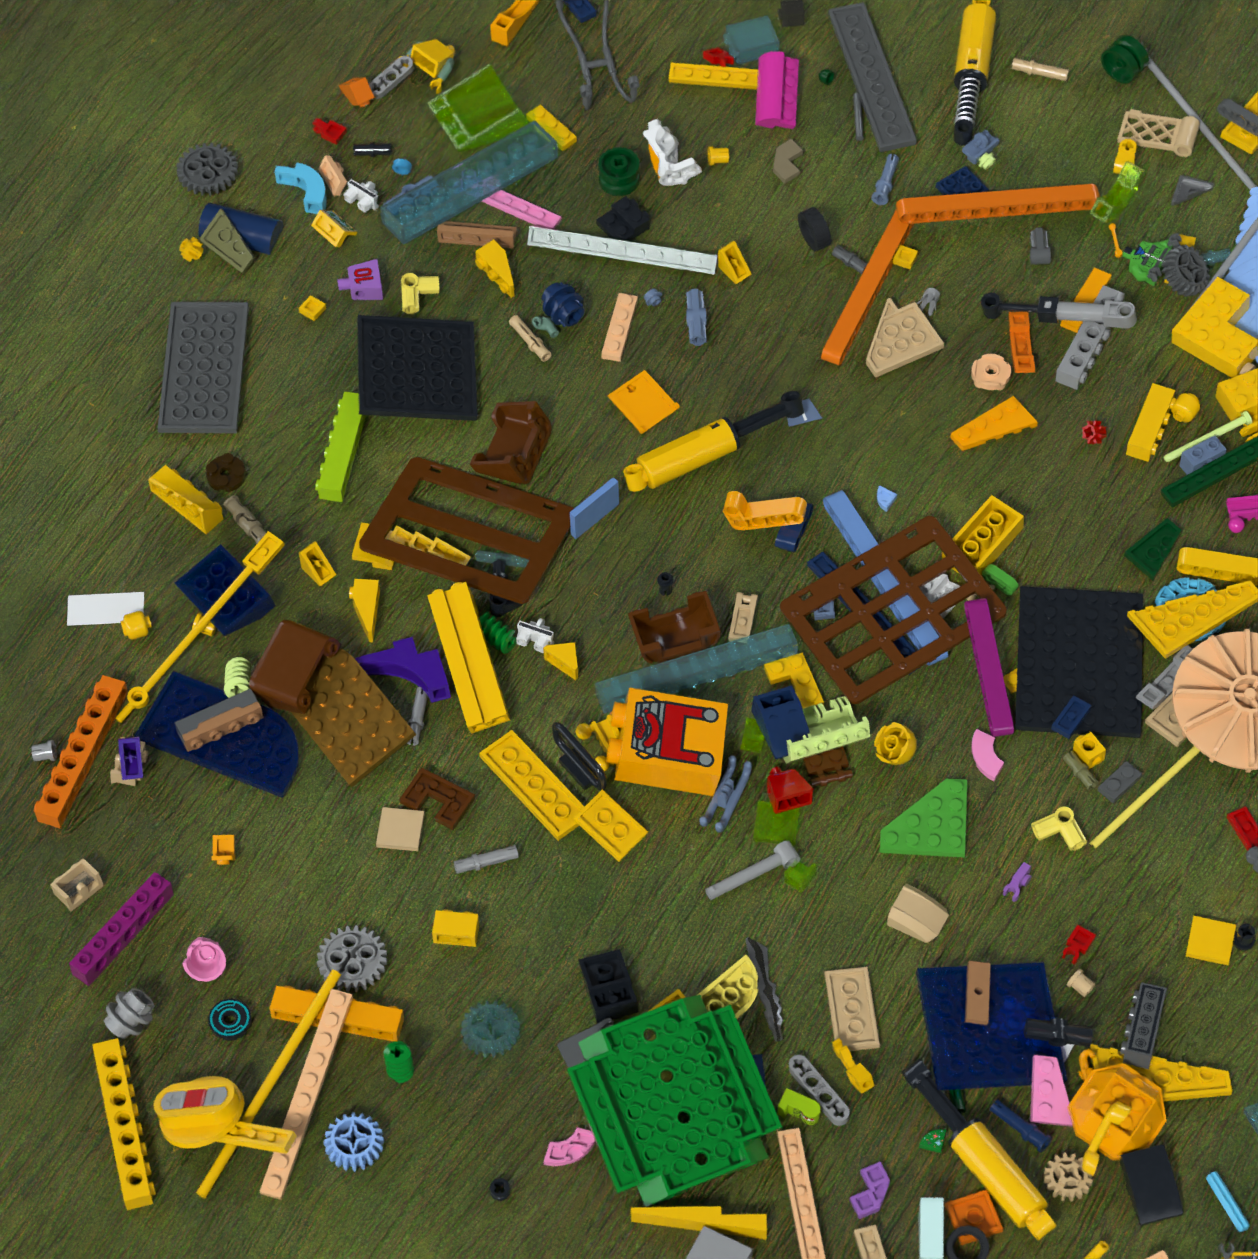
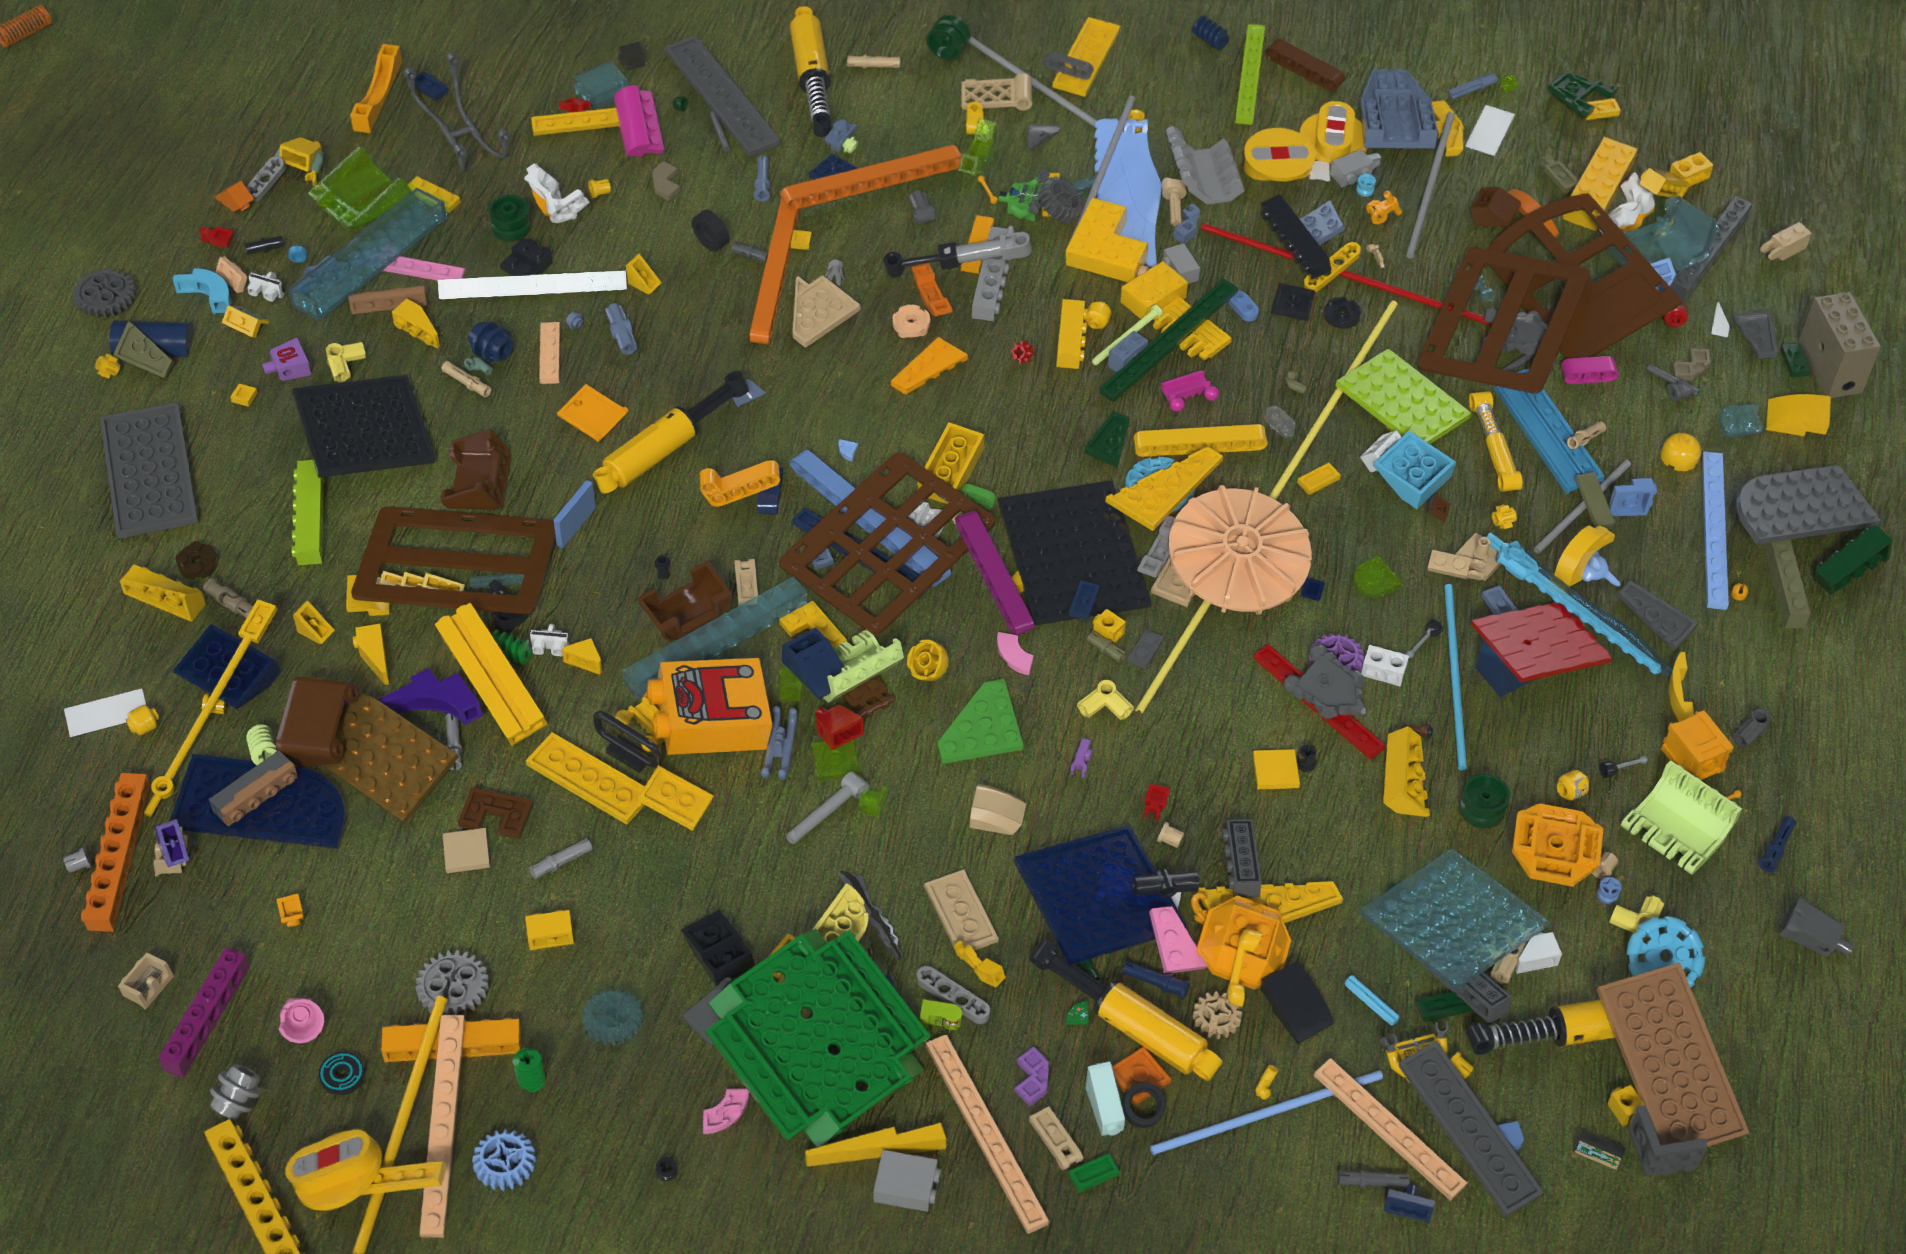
camera: 20 degrees left, 5 degrees down
(977, 982) = (1079, 865): medium nougat tile -> none

